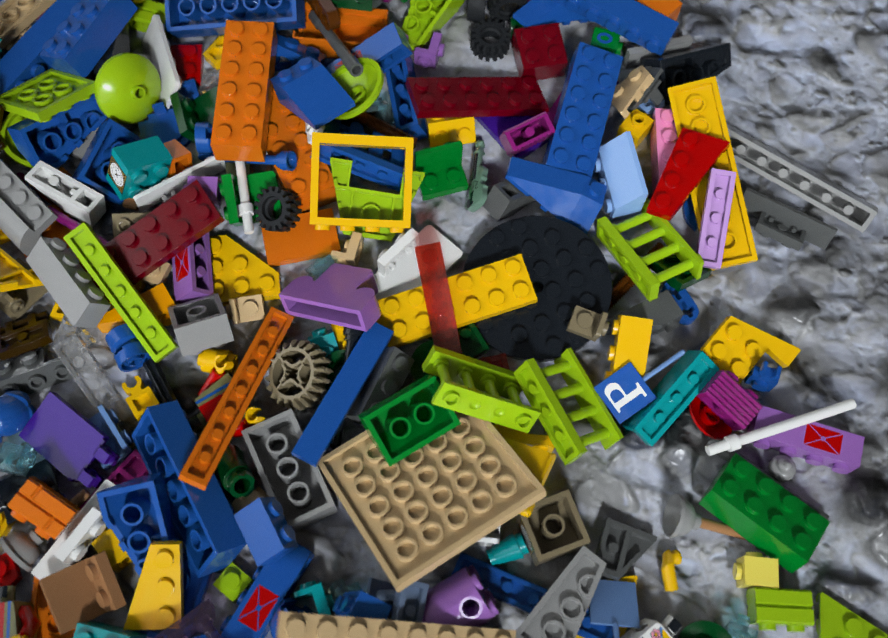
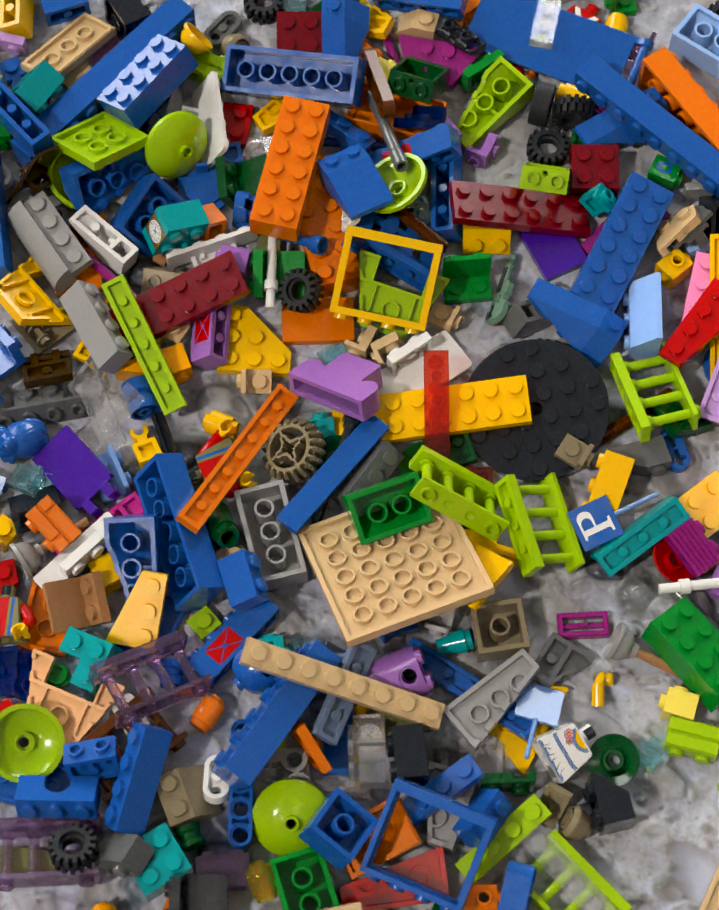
camera: 15 degrees right, 0 degrees up
(97, 375) = (111, 417): none -> clear tile
(200, 324) = (211, 388): light grey brick -> none
(366, 27) = (422, 118): none -> clear blue bracket
(372, 249) = (384, 345): none -> tan bracket
(426, 212) = (444, 317): none -> tan bracket
(496, 63) = (553, 182): none -> lime window
(527, 134) = (559, 256): magenta brick -> none
(550, 76) = (598, 200): none -> teal bracket
(631, 492) = (560, 617): none -> magenta tile

